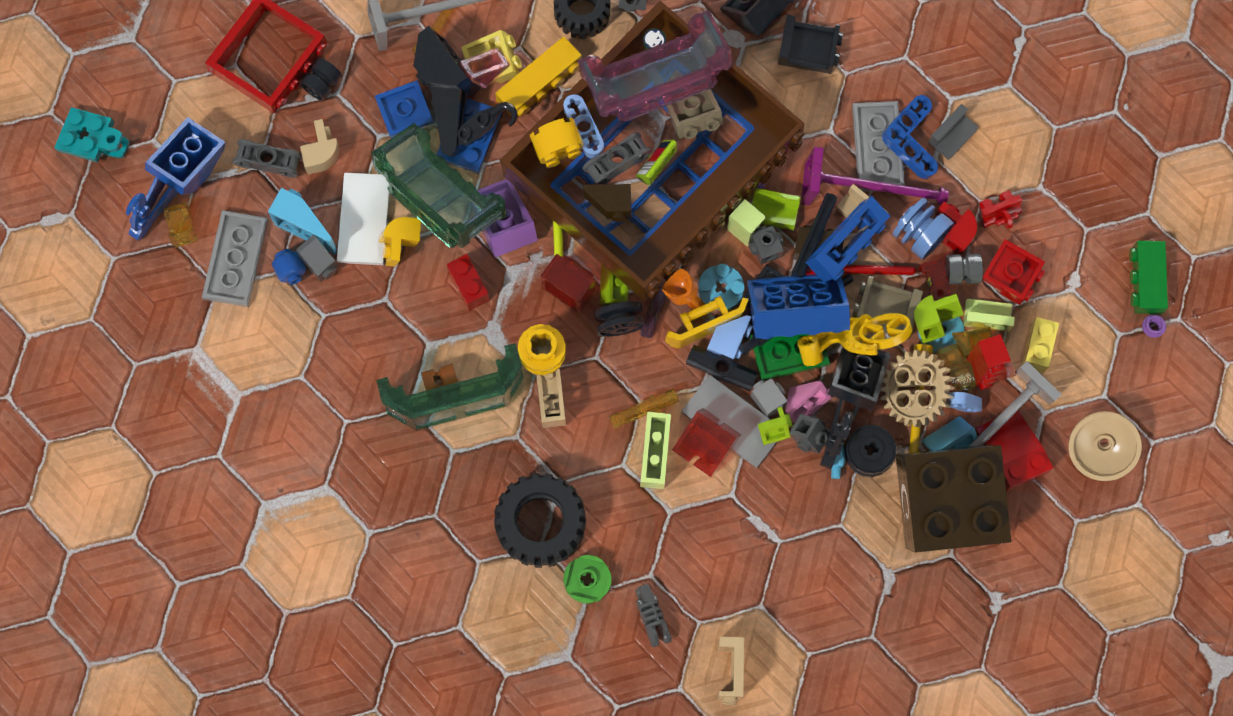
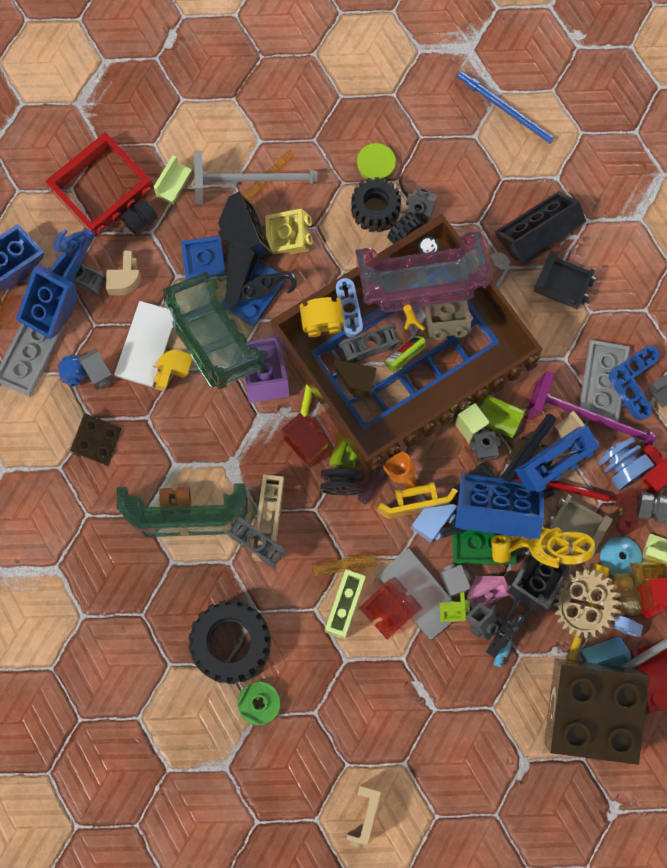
camera: 15 degrees right, 0 degrees up
(245, 187) = (48, 295): none -> blue slope
(295, 217) = (85, 326): medium azure slope -> none
(334, 336) = (95, 439): none -> dark brown hinge
(347, 31) = (172, 180): none -> yellowish green panel
(468, 282) = (220, 419): red brick -> none
(485, 67) = (279, 237): clear pink slope -> none
(533, 396) = (245, 537): none -> dark grey piece
(540, 77) = (324, 257): yellow brick -> none
(543, 363) = (266, 481): yellow piece -> none
(620, 26) = (404, 227): none -> black tyre
(652, 615) = (307, 749): dark grey hinge -> none
(655, 122) = (411, 318): none -> yellow bar
(707, 362) = (409, 536): black piece -> none
(721, 274) = (438, 462): medium azure plate -> none
(883, 454) = (539, 660): black wheel -> none
(931, 314) = (615, 540): lime brick -> none

